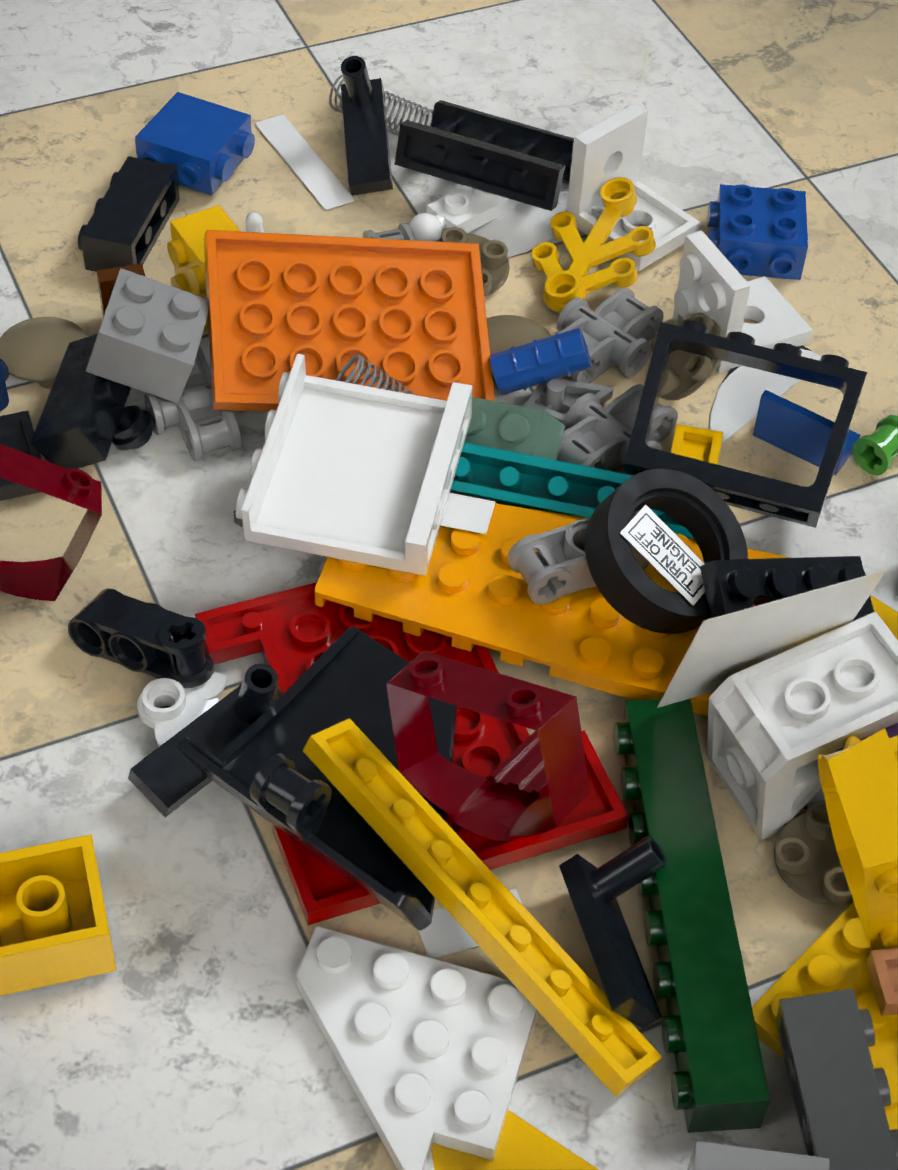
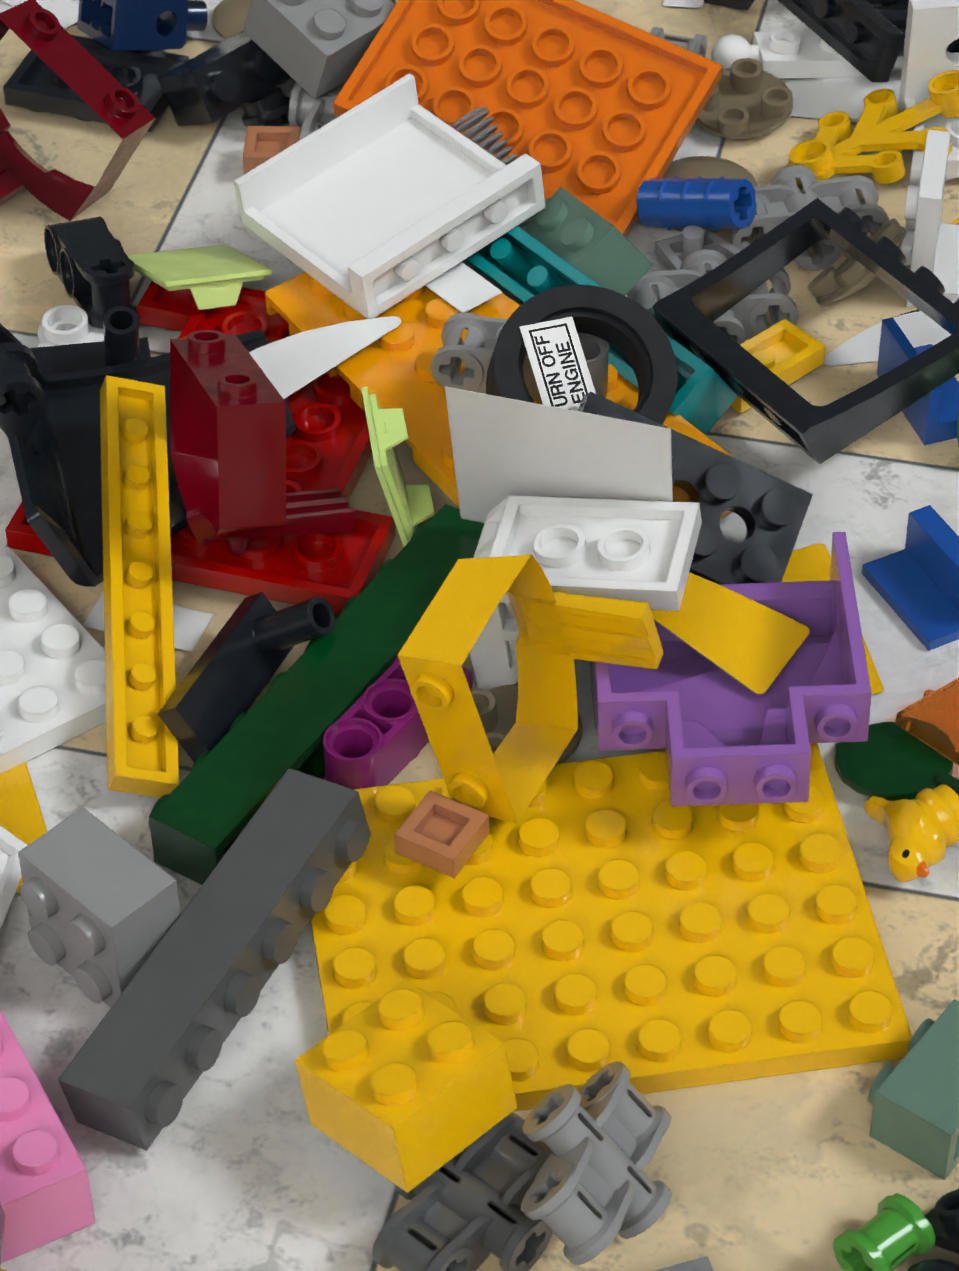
camera: 40 degrees right, 5 degrees down
(171, 462) = (266, 142): none -> nougat plate
(237, 595) = (210, 272): none -> yellowish green piece
(398, 638) = (311, 353): none -> white sticker
(561, 671) = (407, 503): none -> yellowish green piece
(755, 877) = (376, 733): none -> magenta piece

